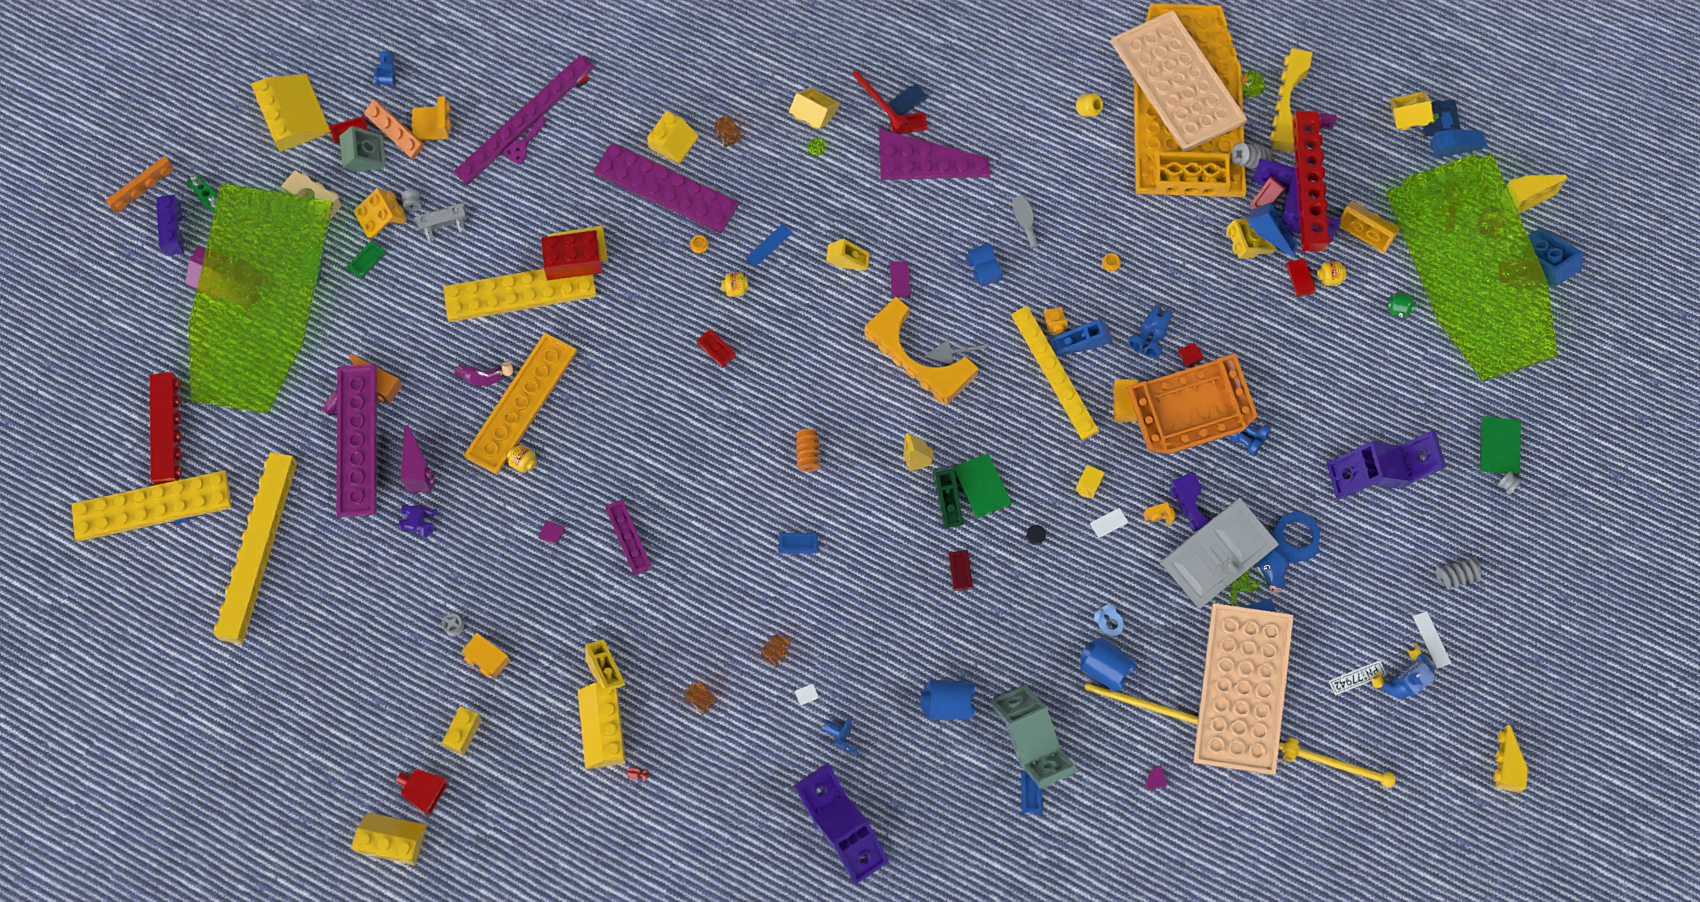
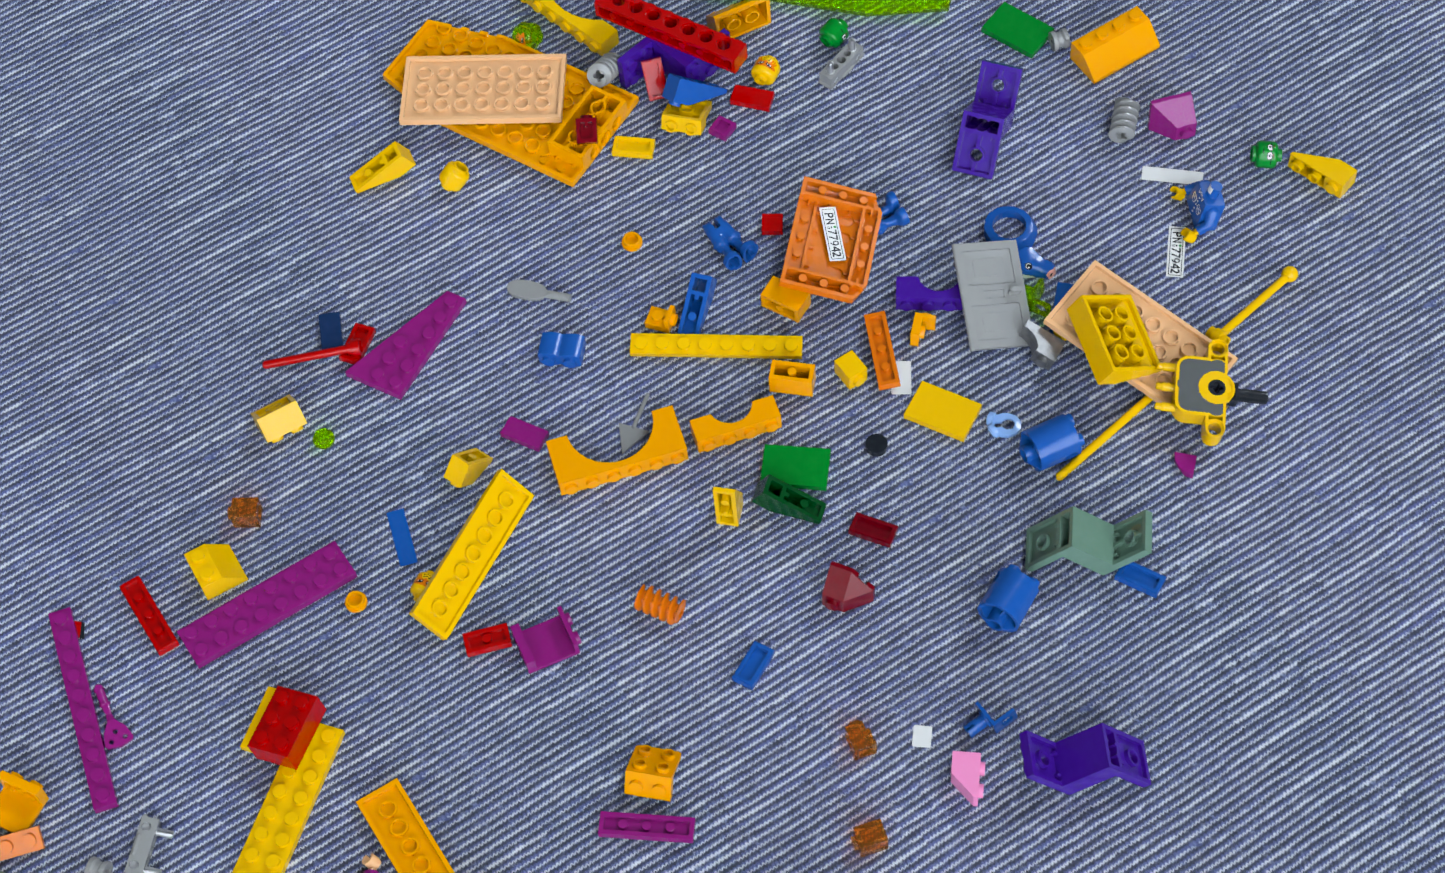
camera: 55 degrees left, 10 degrees down
(615, 118) = (149, 615): none -> red tile
(673, 516) = (651, 772): none -> light orange bracket
(736, 388) = (547, 642): none -> magenta panel
(776, 299) = (471, 555): none -> yellow plate
(788, 742) = (966, 774): none -> bright pink slope
(891, 575) = (845, 590): none -> dark red slope
(1009, 438) = (712, 433): none -> light orange arch
(1054, 442) = (792, 378): none -> light orange brick
(1069, 53) = (384, 167): none -> yellow slope
(1095, 569) = (943, 411): none -> yellow tile
(1122, 495) = (882, 350): none -> orange plate
(1180, 172) = (586, 130): none -> dark red bracket
(1198, 616) = (1043, 344): none -> flat silver arch
(1199, 216) = (633, 147): none -> yellow tile
(1200, 403) = (832, 233): none -> white sticker
(1219, 749) = (1194, 388): none -> piece
(1227, 666) = (1113, 338): none -> yellow slope
(1257, 271) = (722, 128): none -> magenta tile
(1365, 325) = (841, 64): none -> light grey piece
(1485, 612) = (1173, 116): none -> magenta slope
(1497, 705) = (1265, 154): none -> green head
(1532, 530) = (1114, 45): none -> light orange slope

